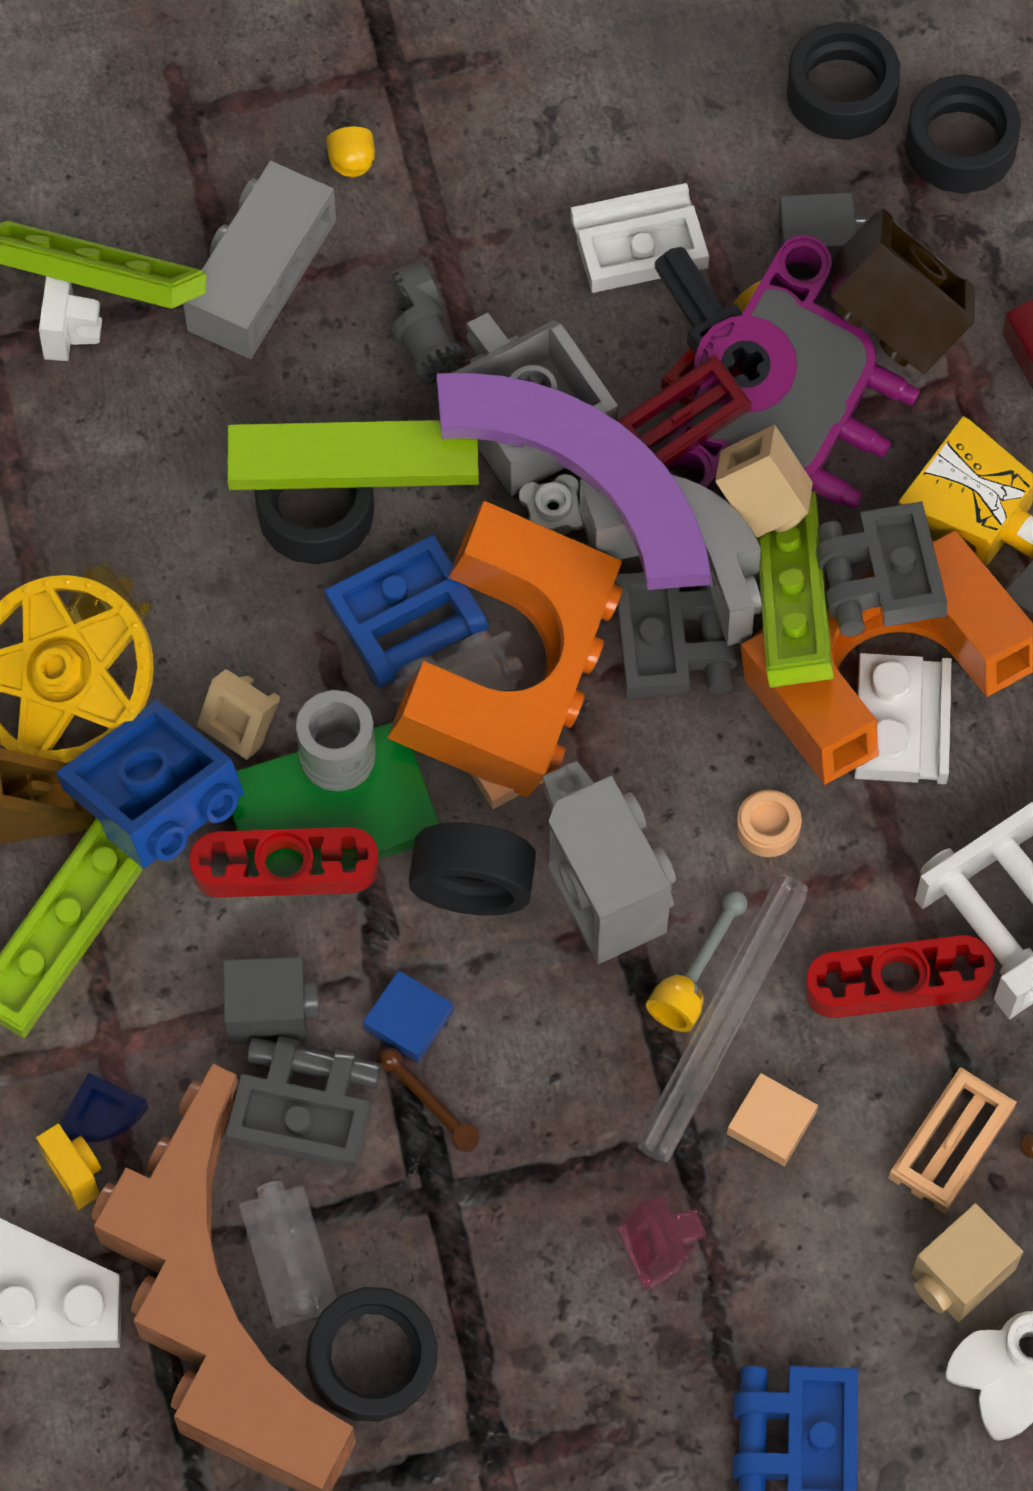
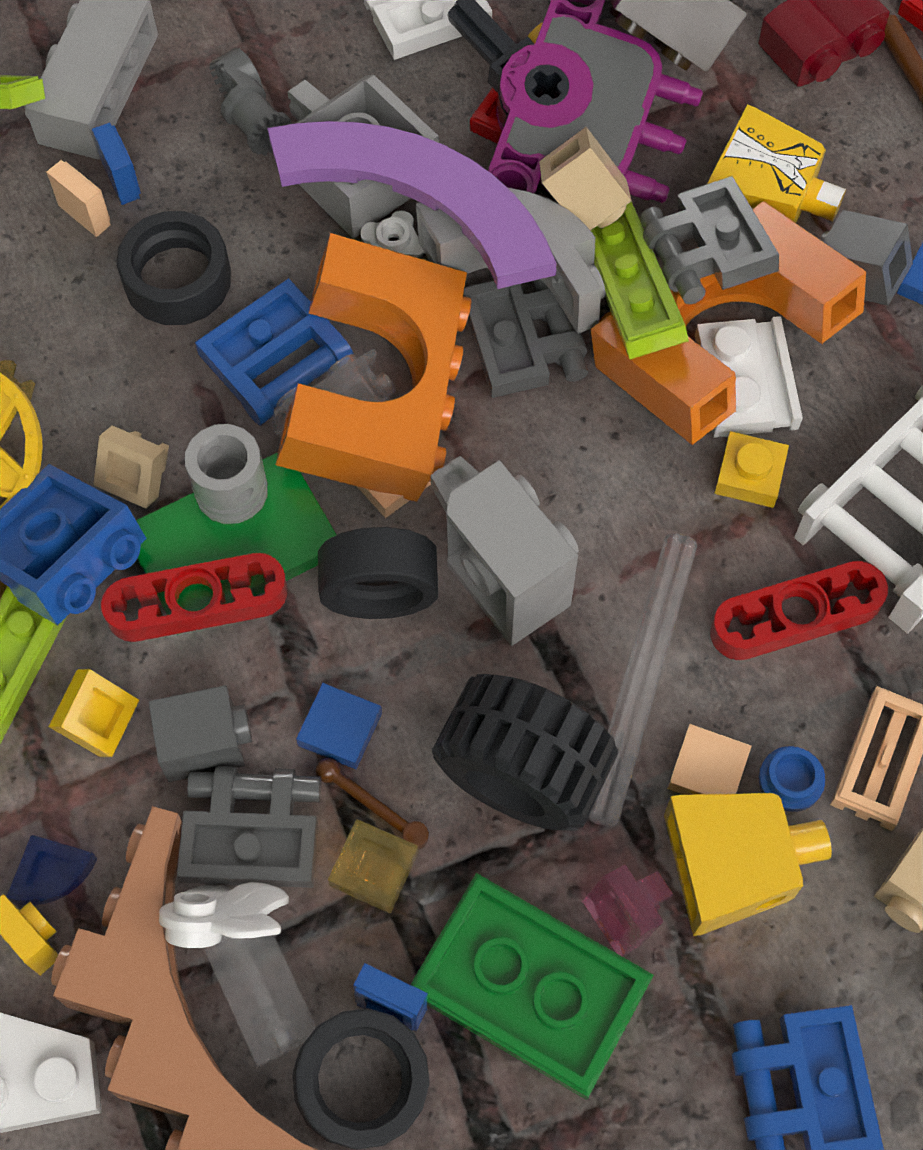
camera: 10 degrees left, 0 degrees up
(166, 963) = (94, 713): none -> yellow plate
(222, 400) = (79, 197): none -> light nougat tile
(250, 1173) = (209, 911): none -> white plate
(270, 373) = (117, 163): none -> blue tile
(348, 455) = (198, 217): lime tile -> none
(415, 1282) = (390, 996): none -> blue tile
(418, 1158) = (373, 866): none -> clear yellow tile
(552, 1299) = (531, 985): none -> green tile
(584, 1072) = (525, 752): none -> black tyre
(677, 998) = (595, 666): yellow hinge -> none
(702, 431) = (492, 112): dark red tile -> none
(768, 823) = (645, 489): light nougat tile -> none
(780, 1209) = (738, 855): none -> yellow torso
(852, 1145) = (793, 776): none -> blue plate
(884, 820) = (752, 469): none -> yellow plate

